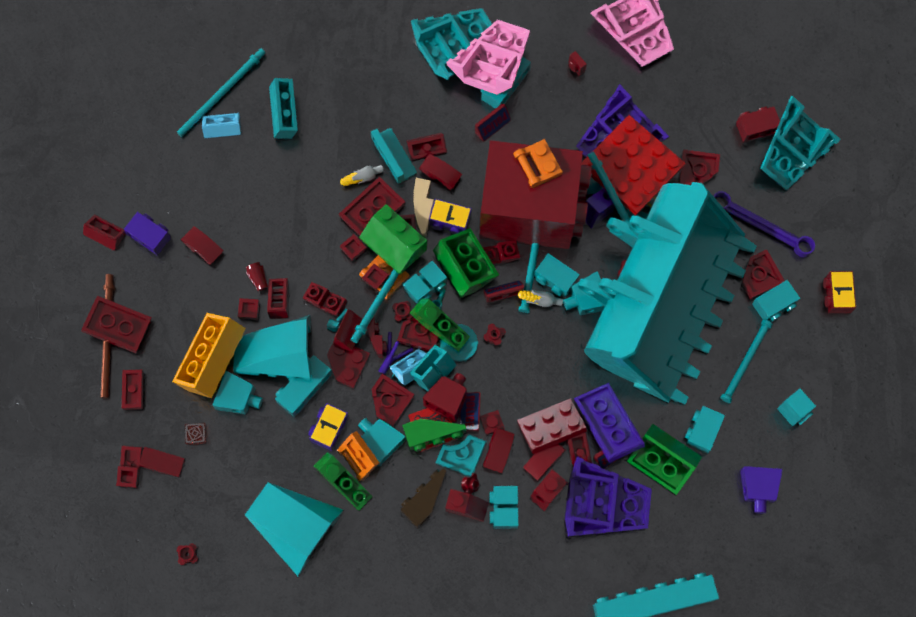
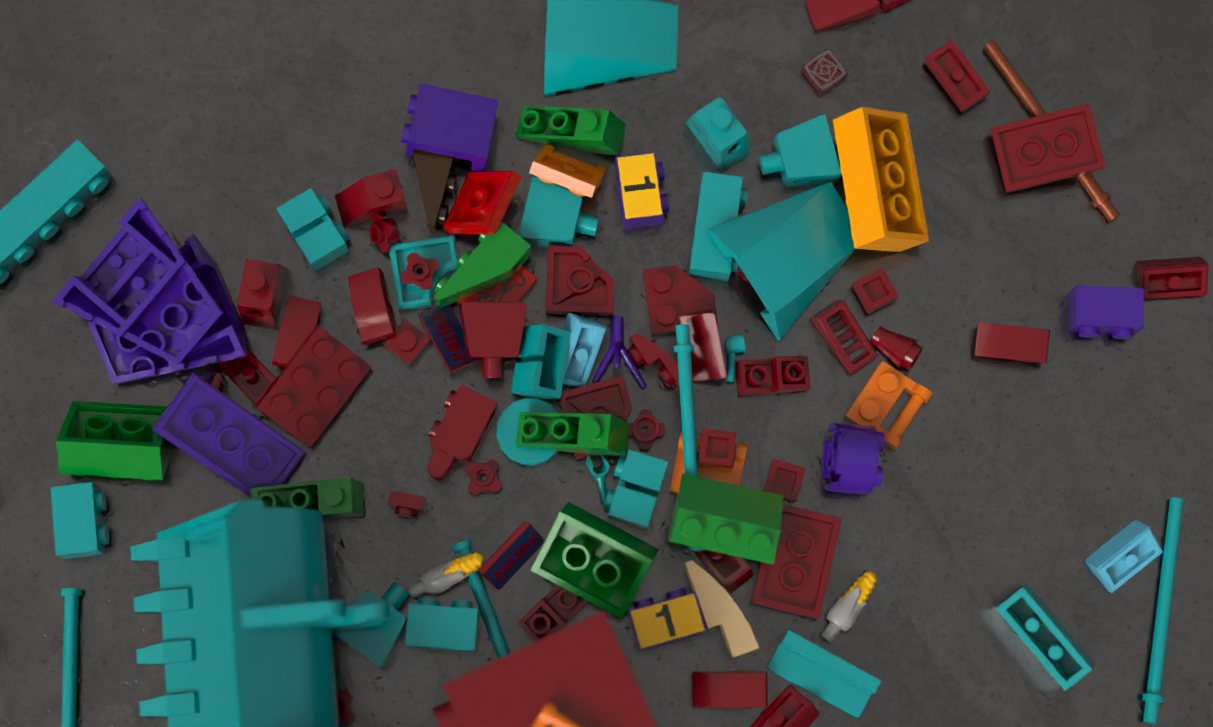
camera: 145 degrees right, 5 degrees up
(270, 432) = (718, 132): none -> teal torso
(281, 259) = (879, 397): none -> orange plate
(315, 234) = (852, 458): none -> dark purple brick
(403, 516) = (450, 124): none -> dark purple panel
(412, 465) = (482, 202): none -> red tile
(471, 451) = (422, 280): none -> dark red plate
(492, 361) = (460, 430): none -> dark red hinge
(539, 342) = (406, 504): none -> dark red plate
(586, 370) = (331, 497): none -> green slope
(611, 520) = (144, 290): none -> dark purple wedge

